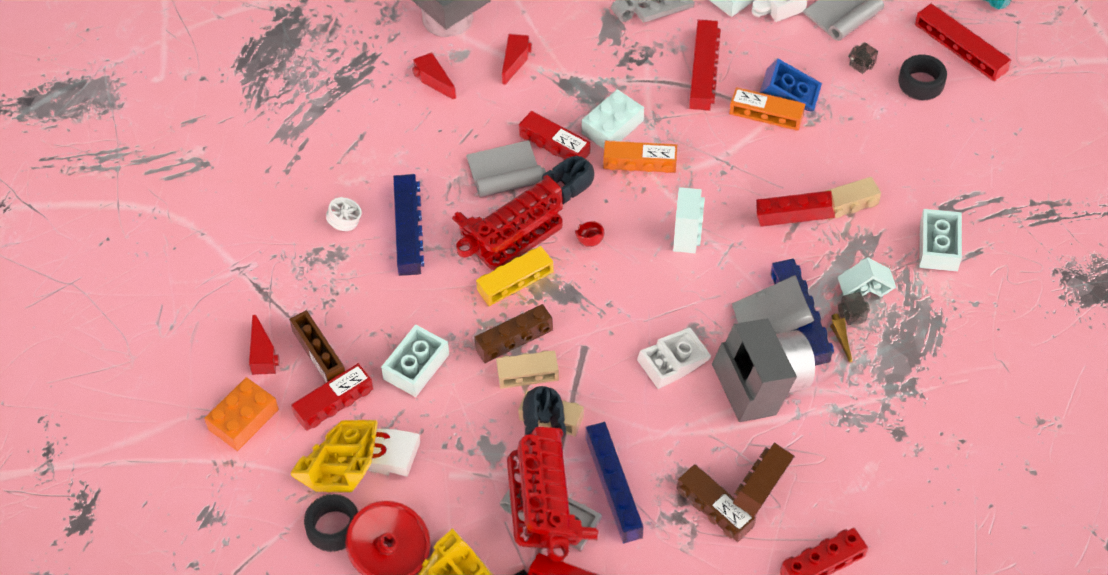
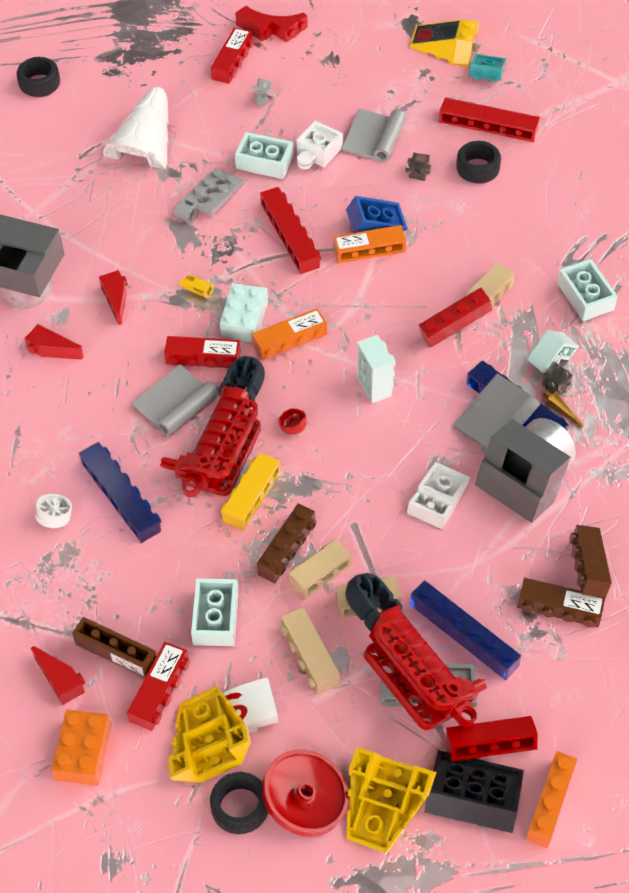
camera: 30 degrees left, 0 degrees up
(472, 432) = (310, 650): none -> tan brick
(589, 79) = (197, 286): none -> yellow hinge

